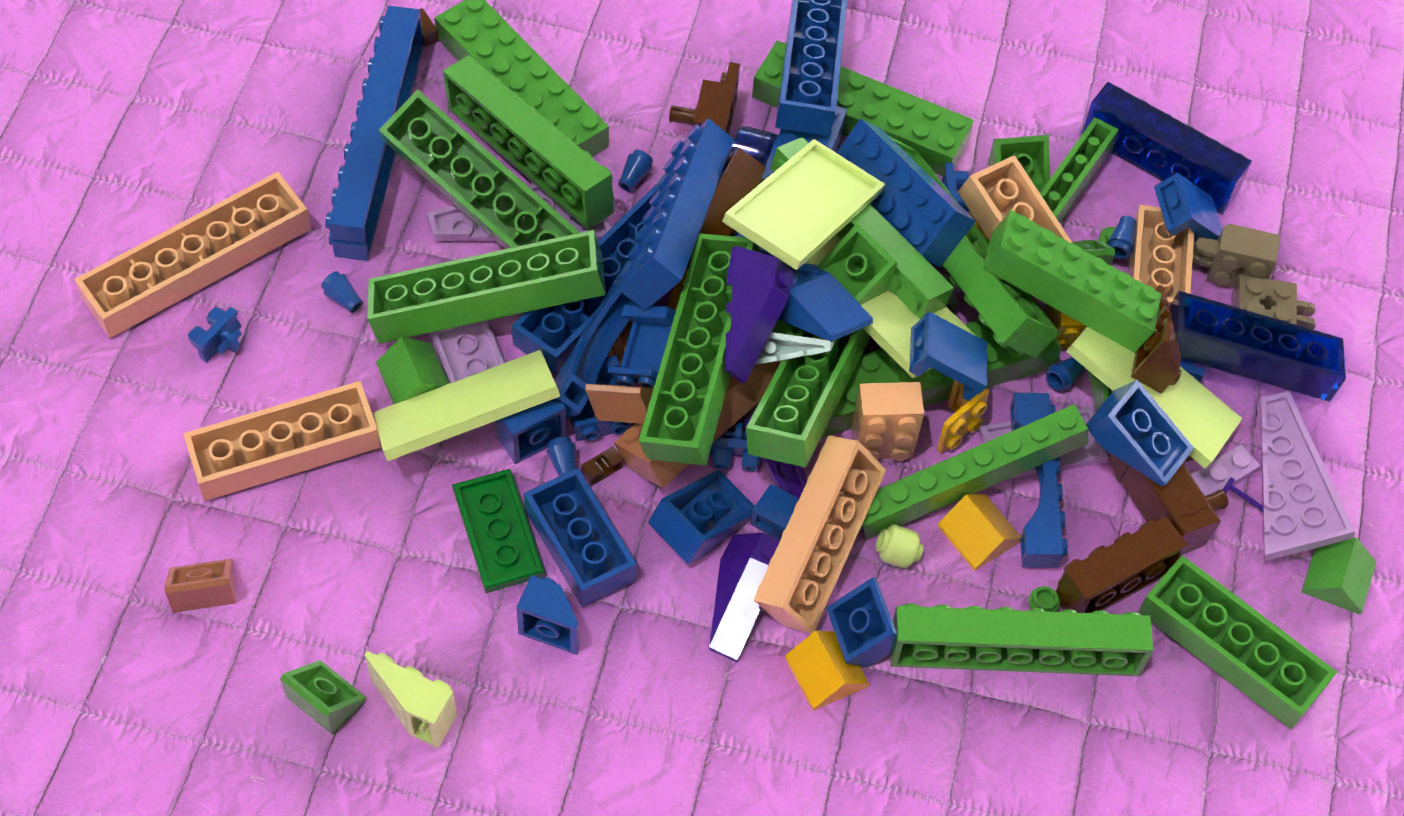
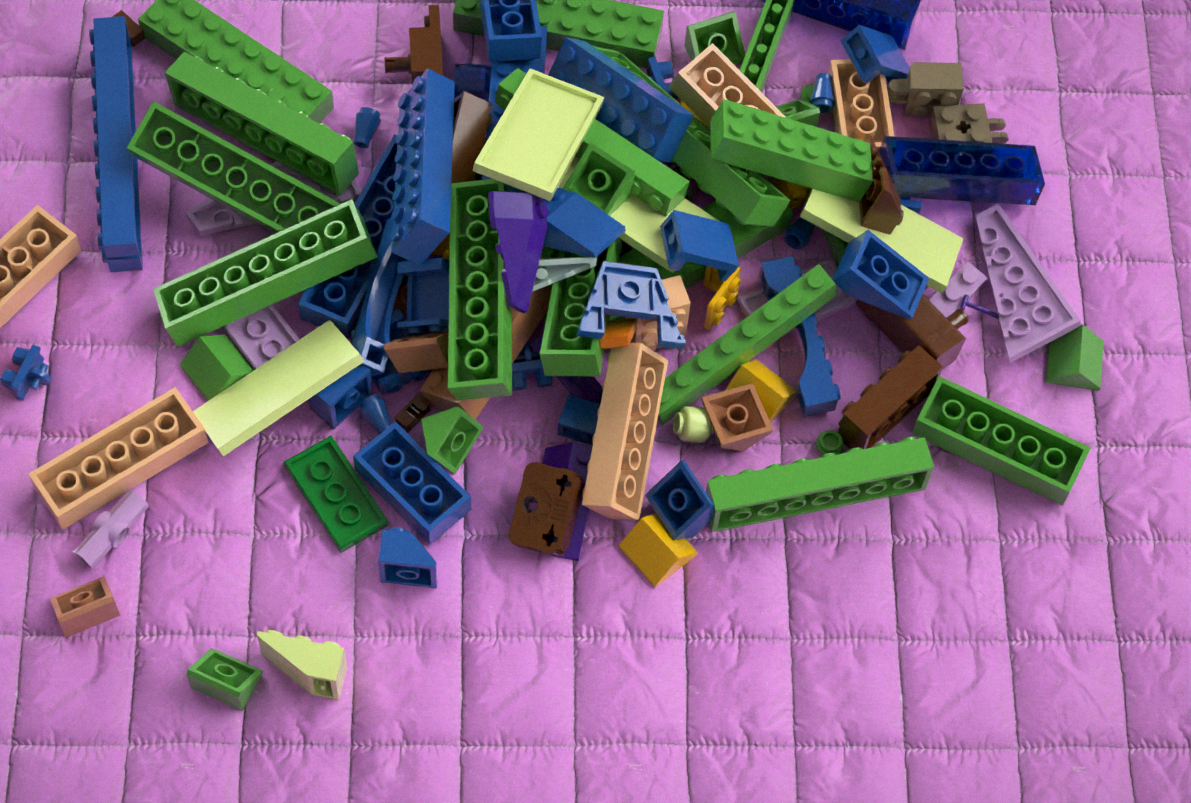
camera: 15 degrees left, 5 degrees up
(252, 511) = (110, 529): none -> lavender piece
(340, 290) = (127, 304): blue cone -> none
(631, 497) = (450, 436): none -> bright green slope
(701, 516) = (514, 437): blue slope -> none
(723, 601) = (555, 509): none -> reddish brown axle
(837, 427) = (618, 333): none -> orange tile
(863, 388) = (630, 293): none -> wing
(948, 549) = (737, 417): none -> nougat slope

